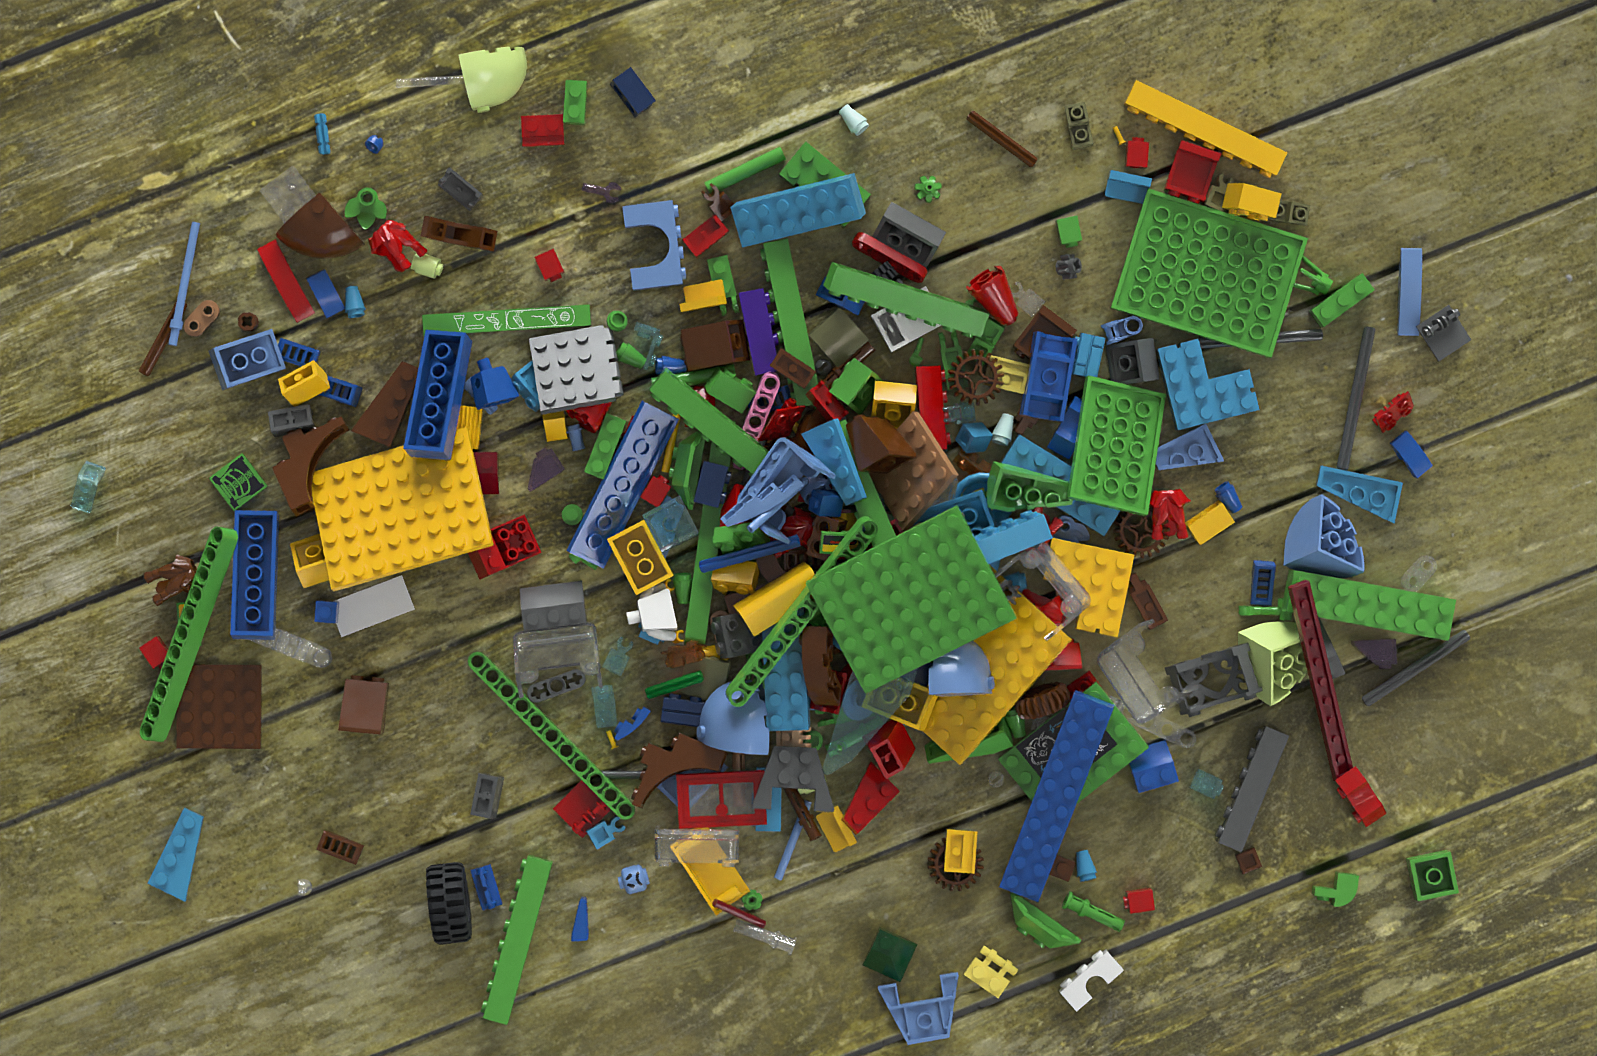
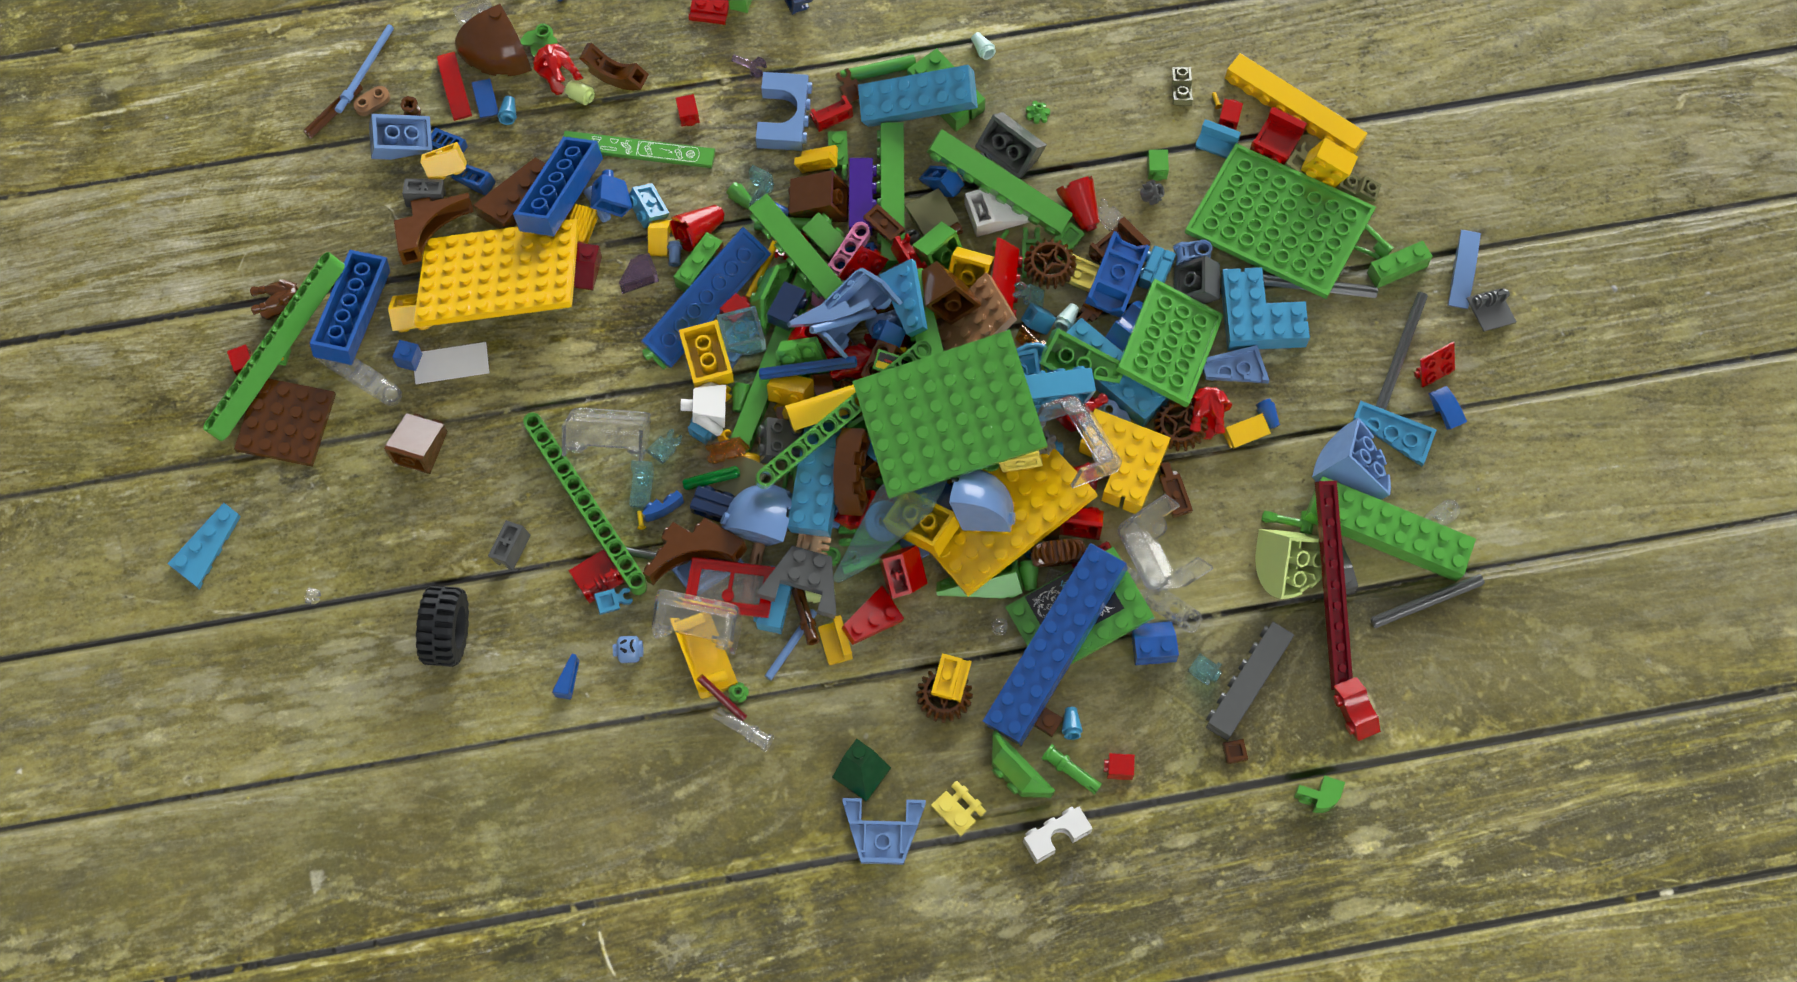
camera: 10 degrees right, 20 degrees down
(86, 486) = (224, 214): clear light blue bracket -> none
(238, 482) = (362, 234): tile -> none
(321, 847) = (349, 552): reddish brown slope -> none
(460, 189) = (625, 38): dark grey hinge -> none
(486, 887) = (485, 630): blue hinge -> none
(512, 544) = (582, 331): red slope -> none
(517, 940) = (501, 684): bright green brick -> none
(543, 696) = (587, 469): dark grey beam -> none
(553, 605) = (616, 391): dark grey slope -> none
(572, 514) = (653, 315): bright green plate -> none
(575, 369) = (688, 192): hinge -> none
(617, 321) = (736, 165): bright green plate -> none
(883, 253) = (977, 143): red beam -> none
(1001, 138) = (1108, 81): reddish brown axle -> none
(1234, 656) = (1246, 547): dark grey fence -> none
(1255, 582) = (1292, 480): blue slope -> none
(1378, 651) = (1391, 576): clear purple slope -> none
(1432, 875) = (1419, 797): bright green brick -> none

